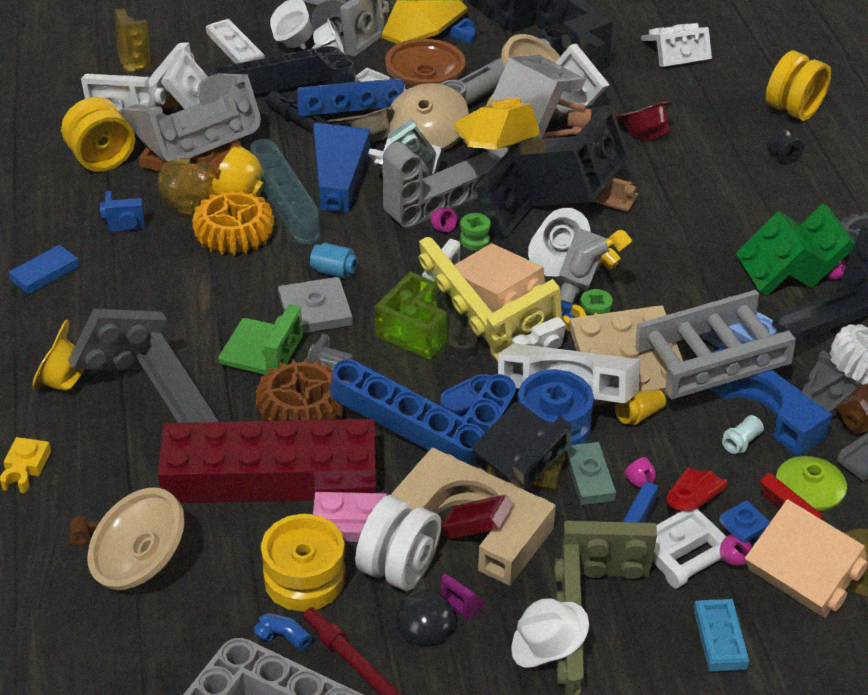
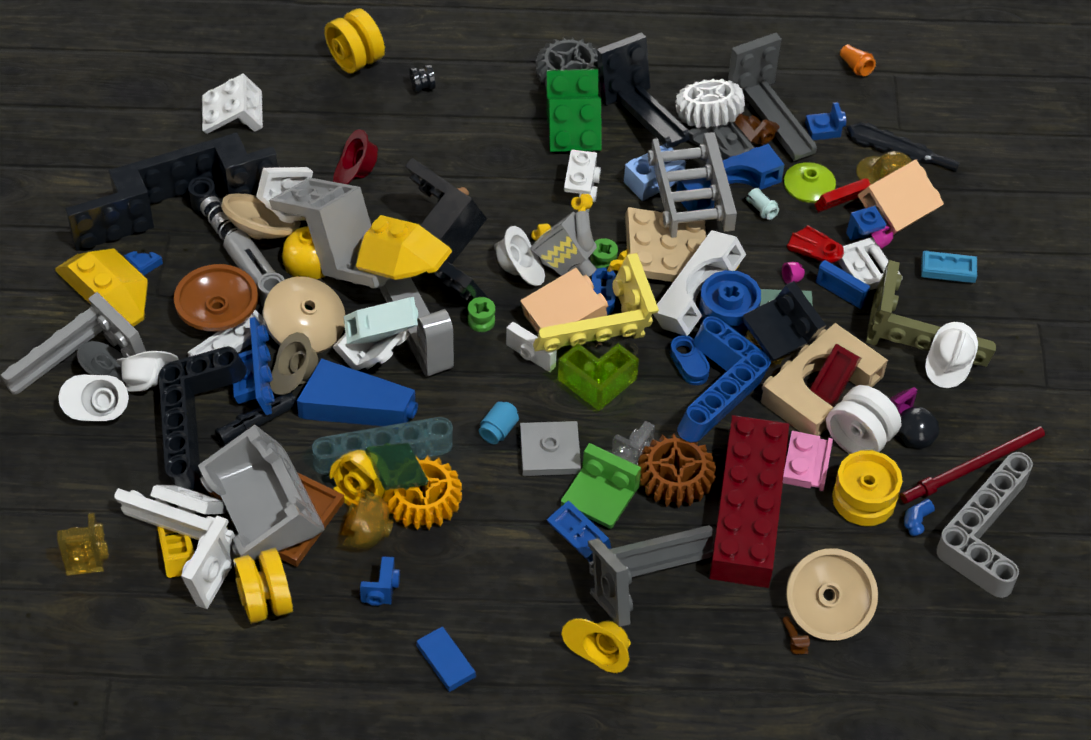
camera: 80 degrees left, 10 degrees up
(24, 459) = (707, 682): yellow plate -> none
(200, 333) = (577, 529): none -> blue hinge
(233, 42) = (91, 461): white tile -> none
(241, 183) = (396, 466): none -> clear green piece
(443, 216) = (459, 335): dark pink hinge -> none
(696, 273) = (582, 173): none -> white bracket

